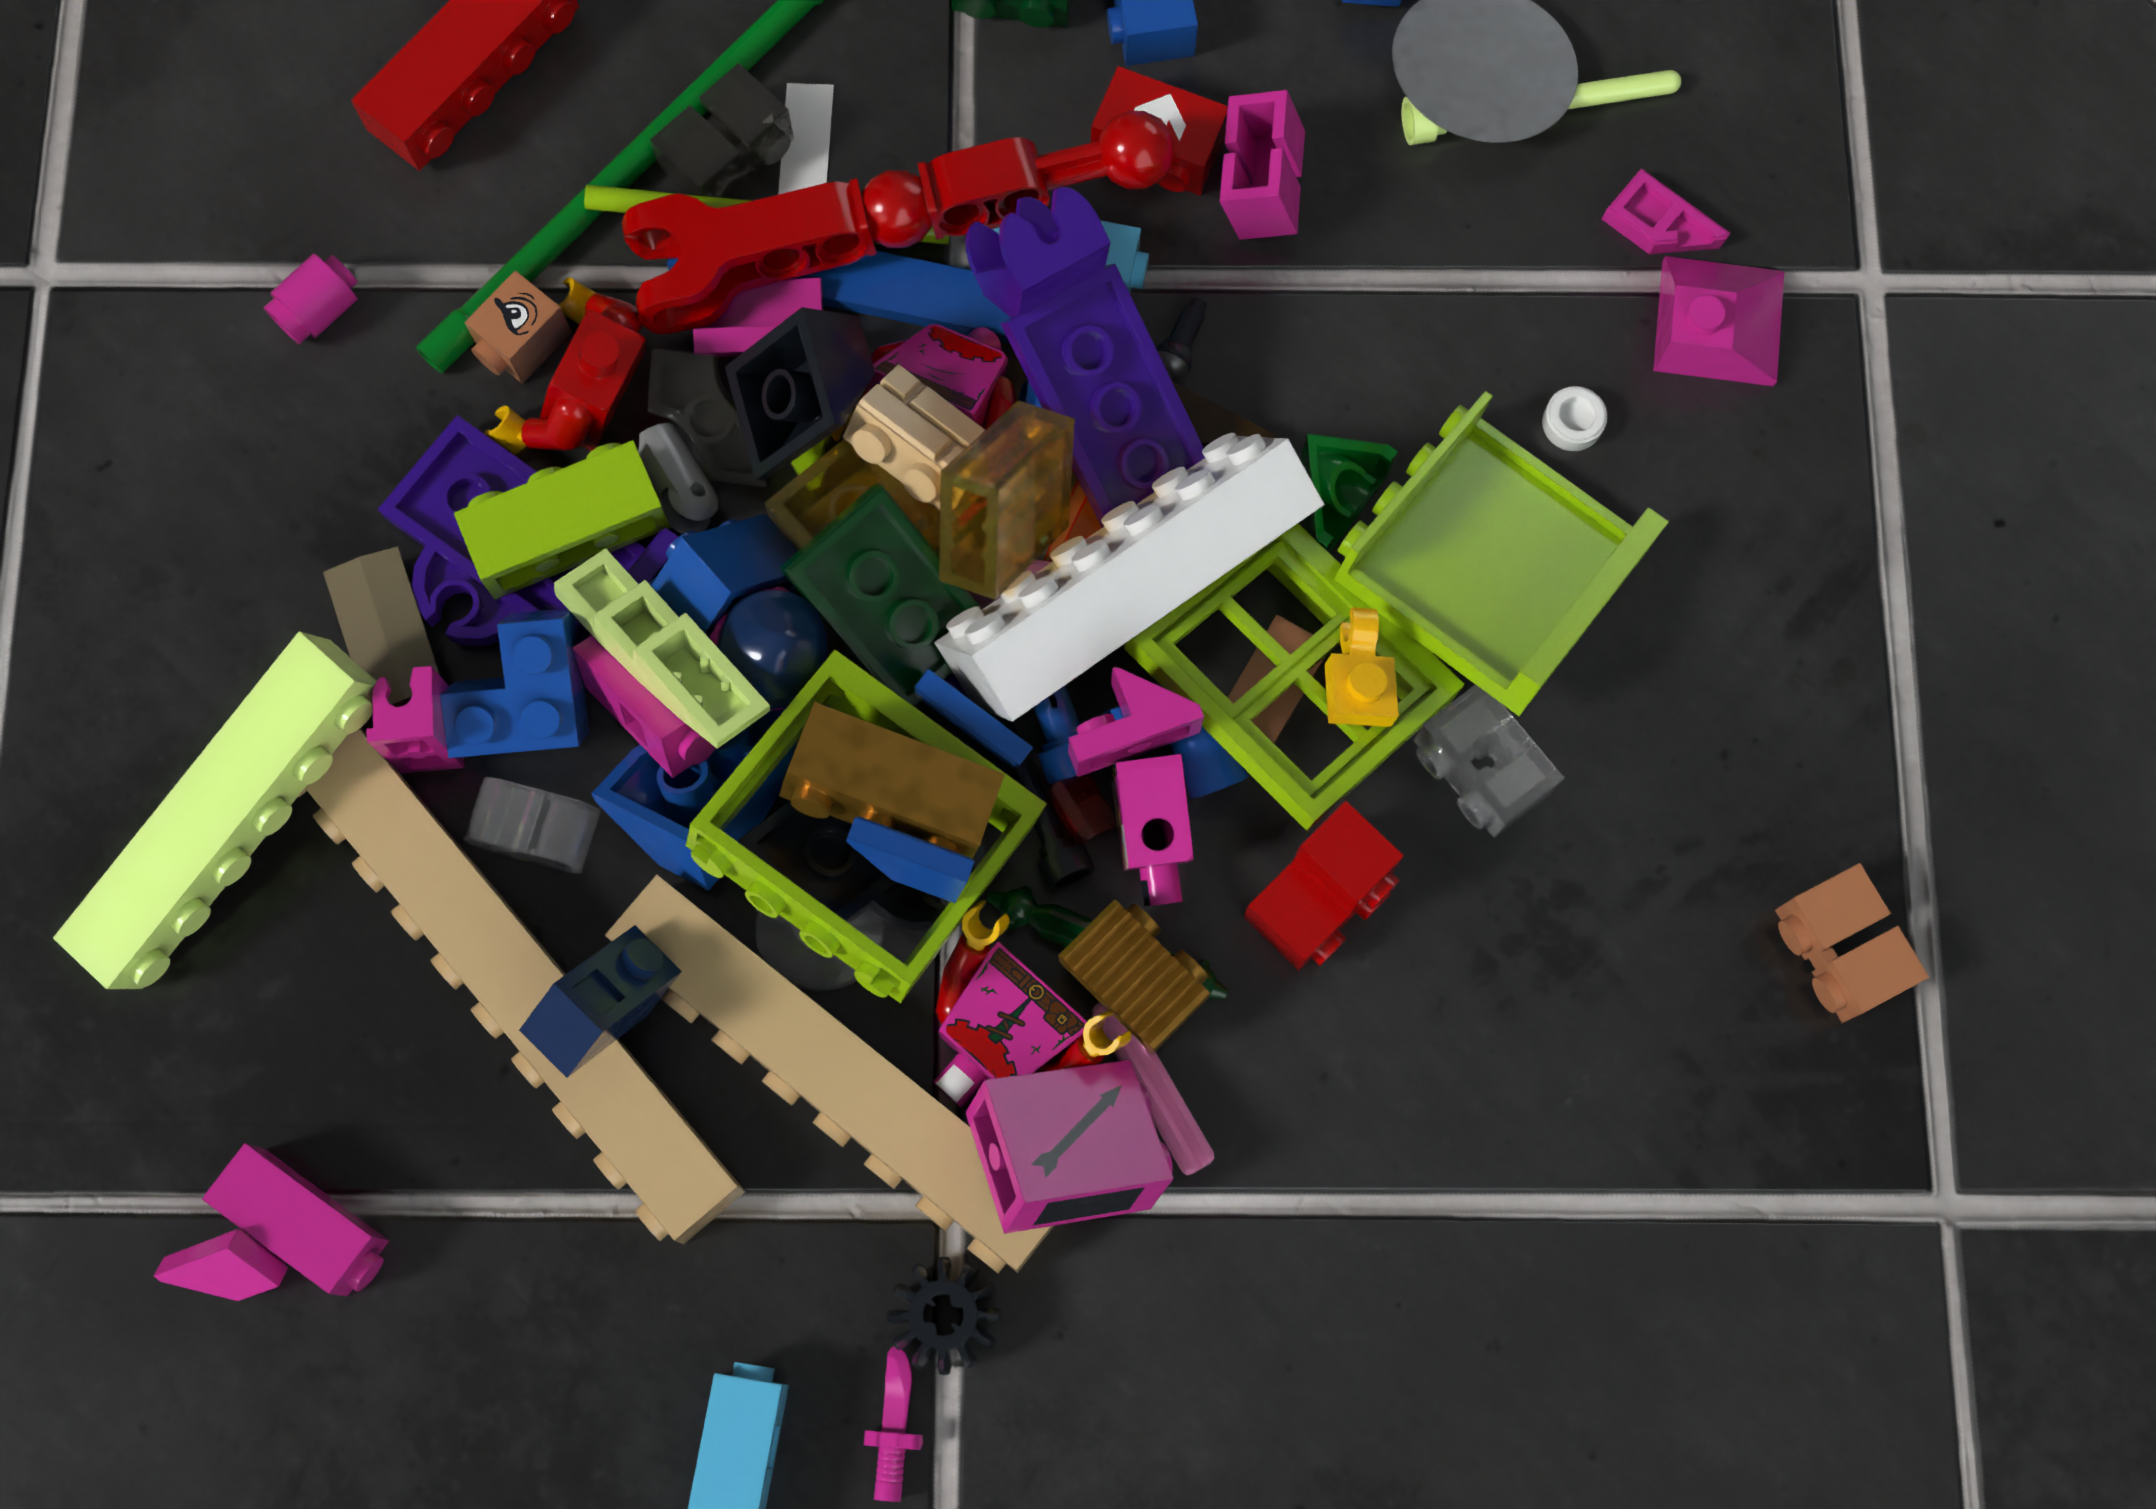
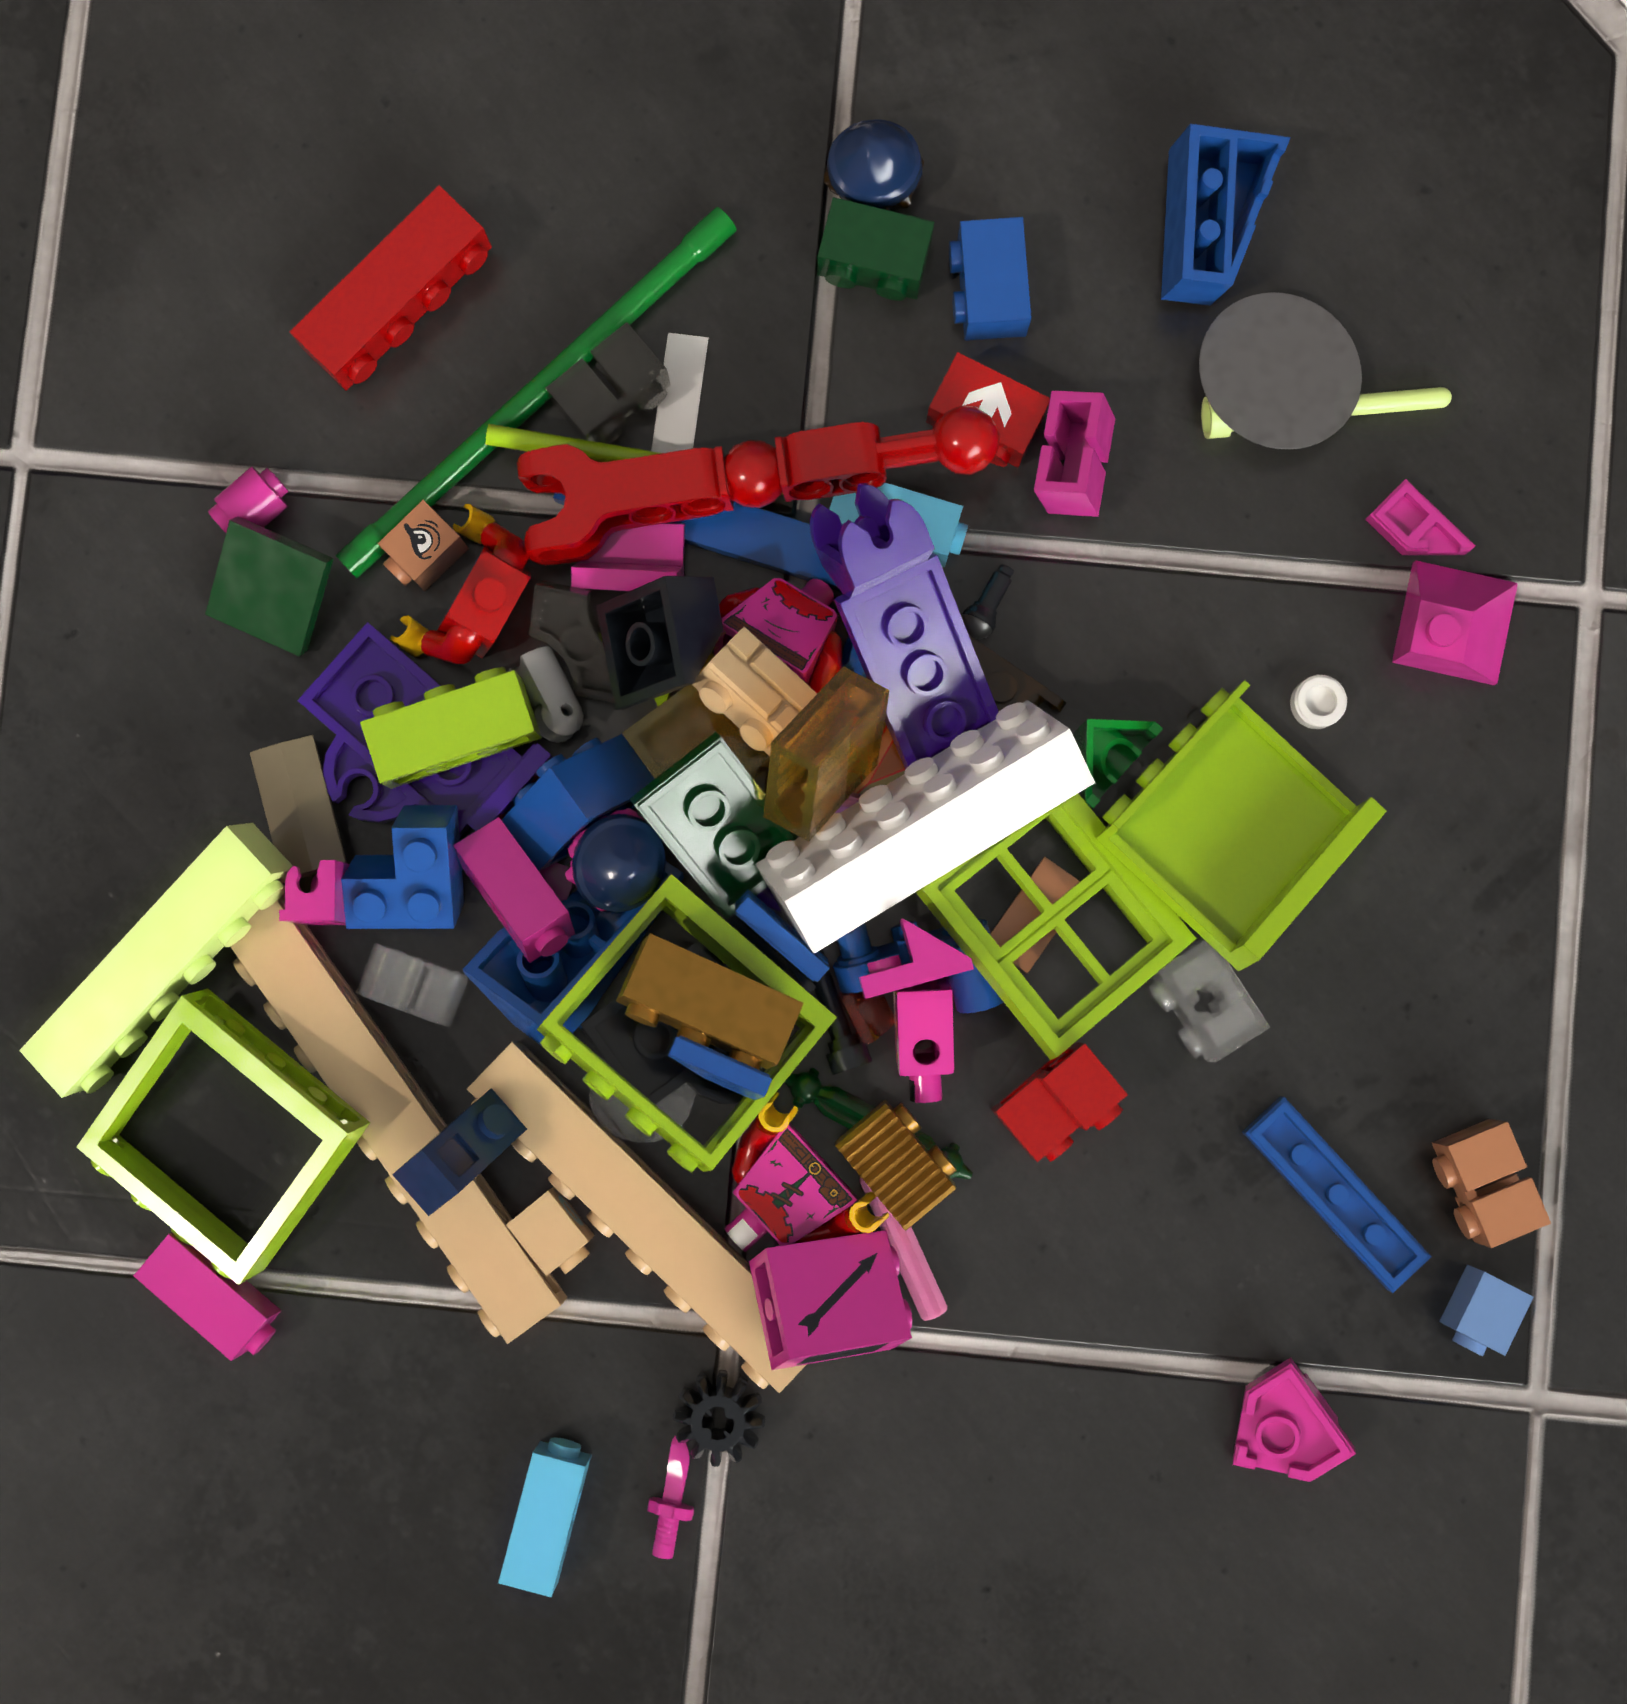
camera: 10 degrees right, 10 degrees up
(224, 1266) = (148, 1325): dark pink tile -> none
(338, 384) = (268, 586): none -> dark green tile
(452, 1001) = (272, 1072): none -> lime window
(661, 649) = (526, 860): yellowish green slope -> none
(720, 1105) = (552, 1233): none -> tan brick
(1358, 682) = (1108, 937): yellow plate -> none
(1647, 1261) = (1289, 1426): none -> dark pink plate
(1670, 979) = (1336, 1194): none -> blue tile
(1867, 1097) = (1485, 1312): none -> medium blue brick

